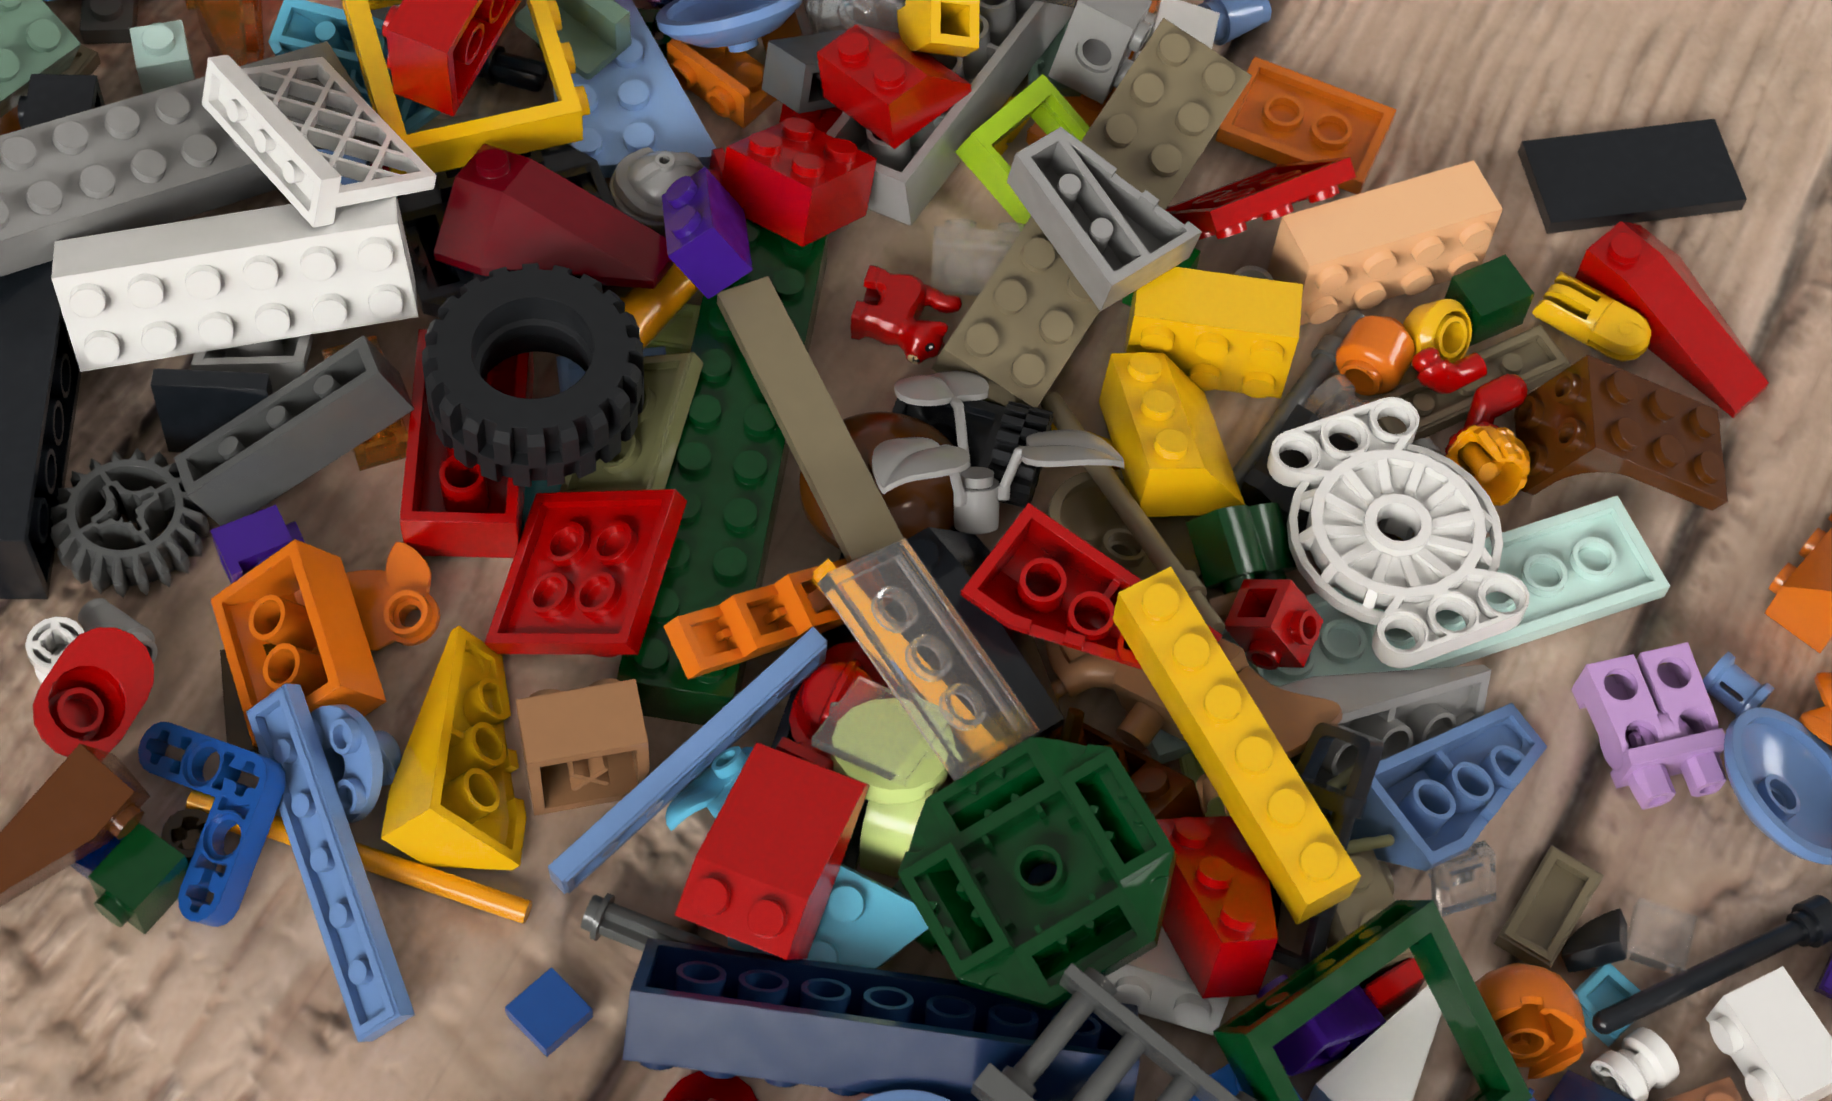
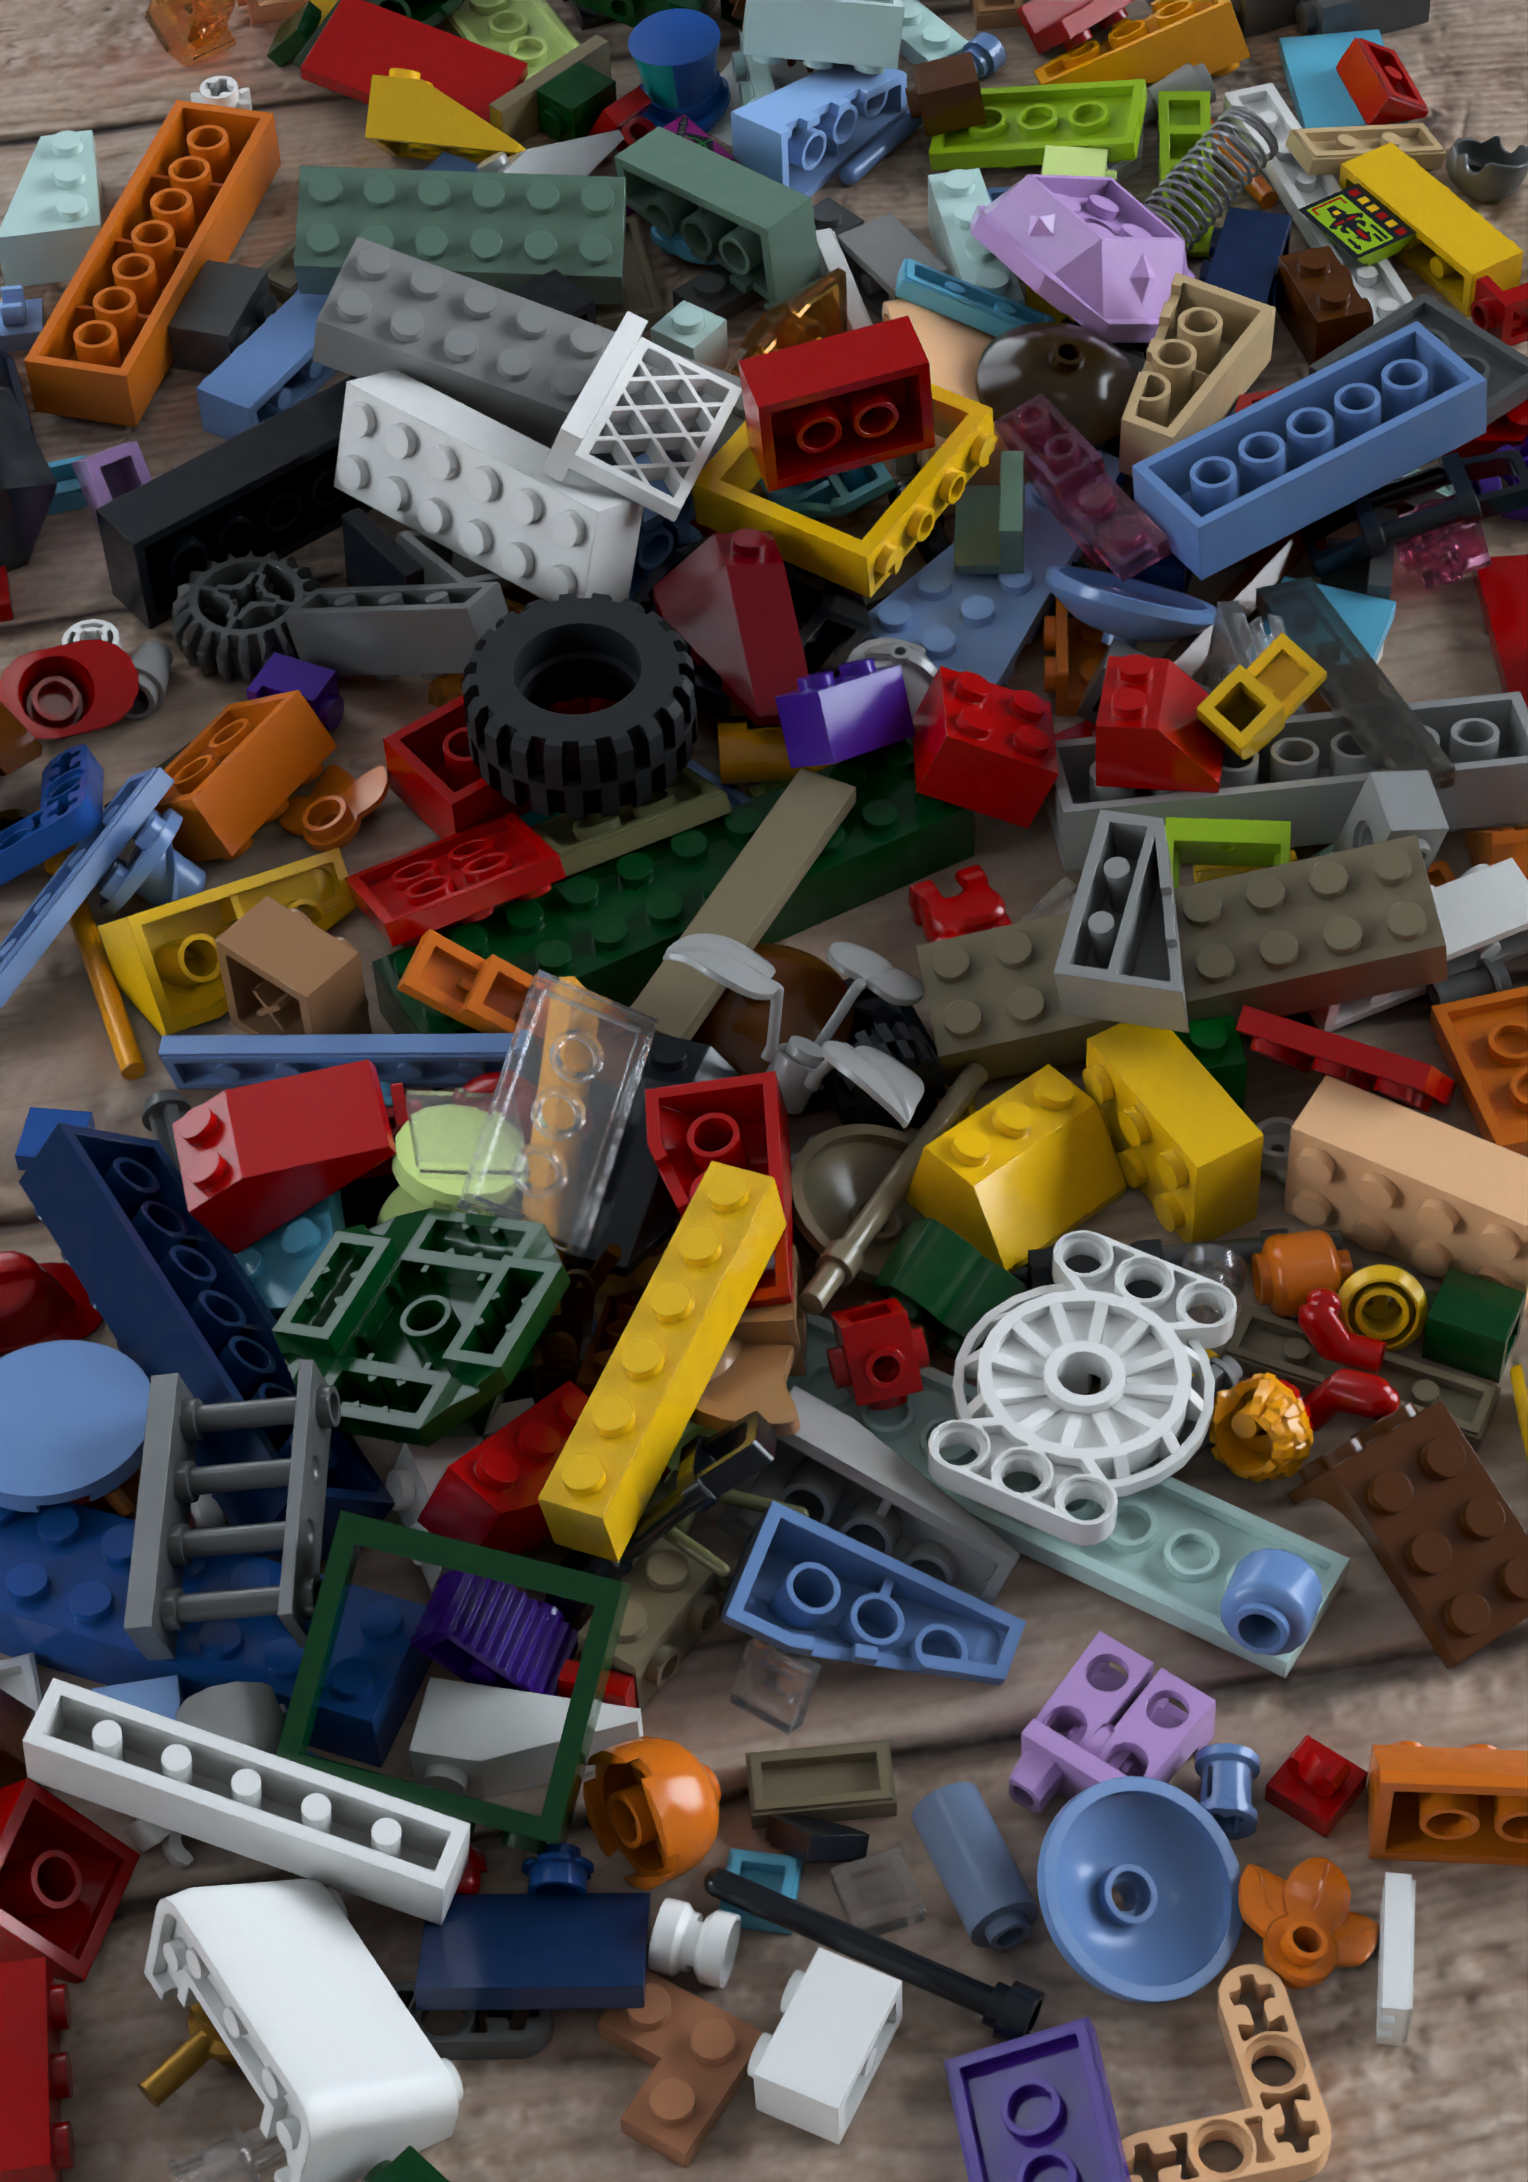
camera: 60 degrees right, 10 degrees down
(1641, 558) = (1271, 1601): none -> medium blue head
(1693, 865) = (975, 1866): none -> sand blue brick
(1757, 639) = (1316, 1786): none -> red tile

